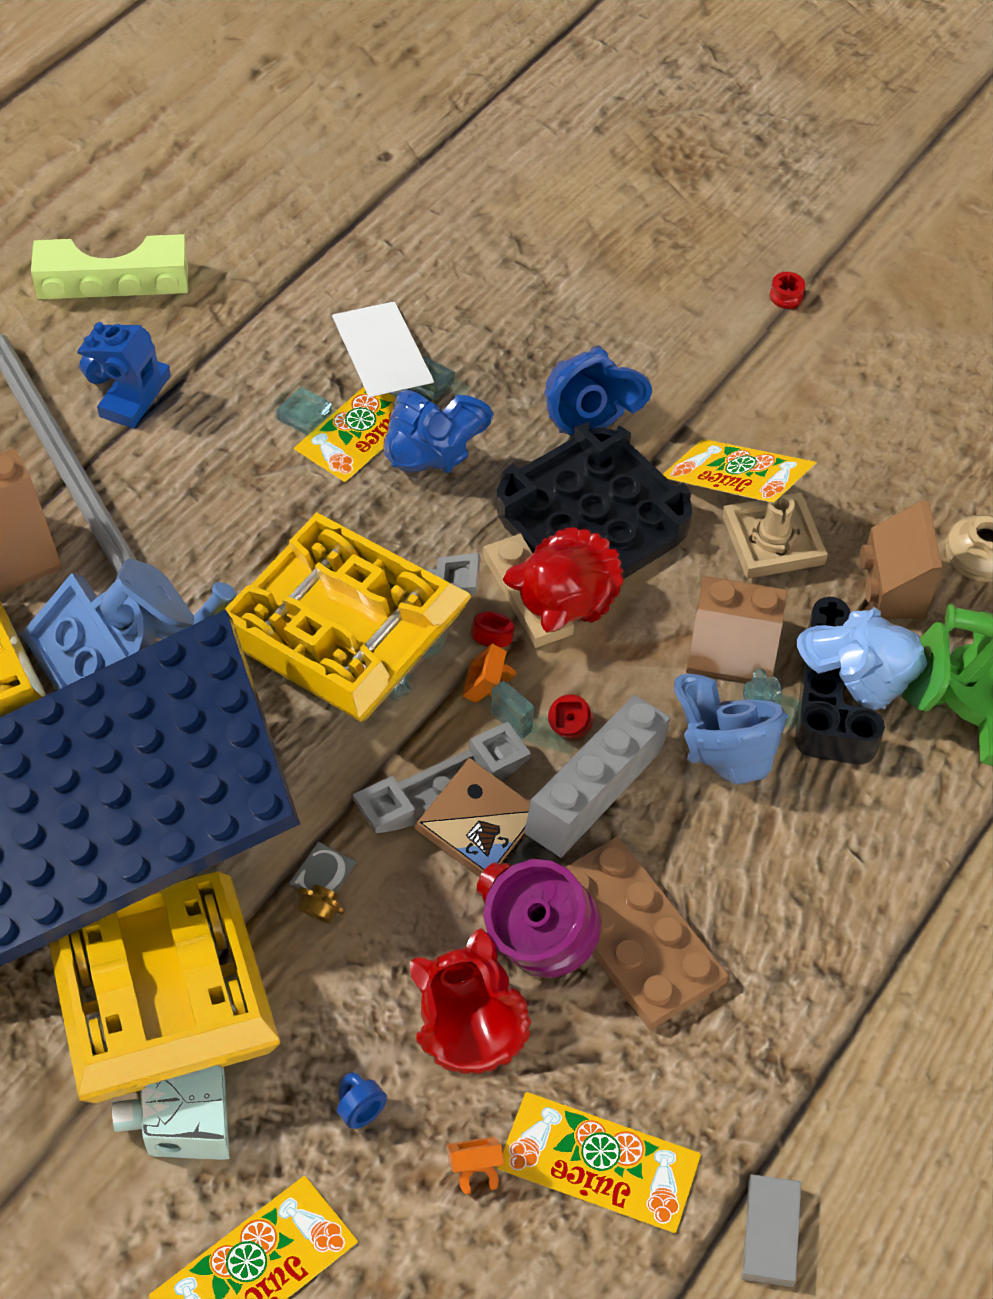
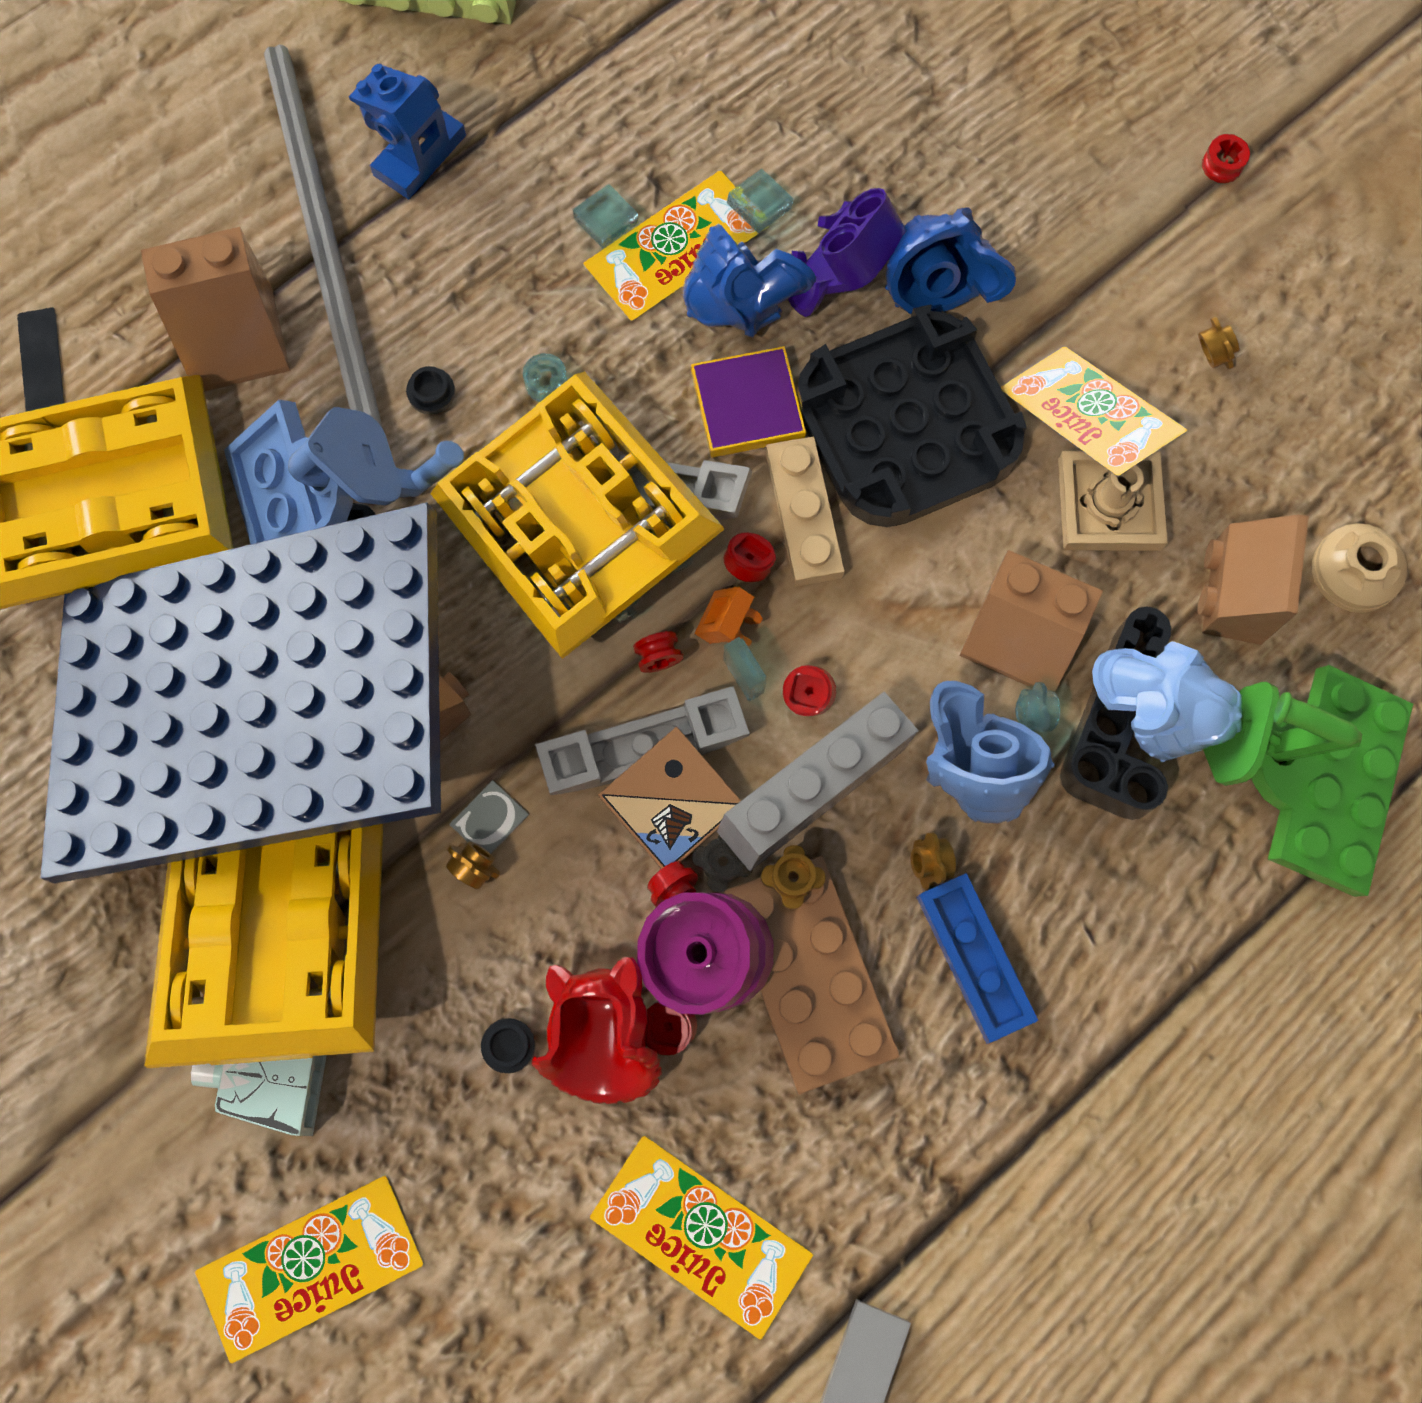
camera: 15 degrees right, 20 degrees up
(189, 558) = (430, 390): none -> black plate
(279, 523) = (532, 374): none -> clear light blue bush
(362, 1102) = (458, 1113): blue tile -> none
(382, 349) = (715, 150): white sticker -> none
(388, 1041) = (508, 1046): none -> black plate
(436, 712) = (658, 652): none -> red bush
(458, 518) = (747, 401): none -> dark purple tile
(475, 1156) = (564, 1209): orange tile -> none
(518, 389) = (853, 249): none -> dark purple piece
(533, 989) = (669, 1030): none -> red tile
(568, 578) = (848, 516): red hair -> none
(599, 837) = (793, 861): none -> pearl gold plate
(711, 820) = (932, 860): none -> pearl gold plate
(769, 887) = (976, 958): none -> blue plate
(823, 412) = (1219, 344): none -> pearl gold plate

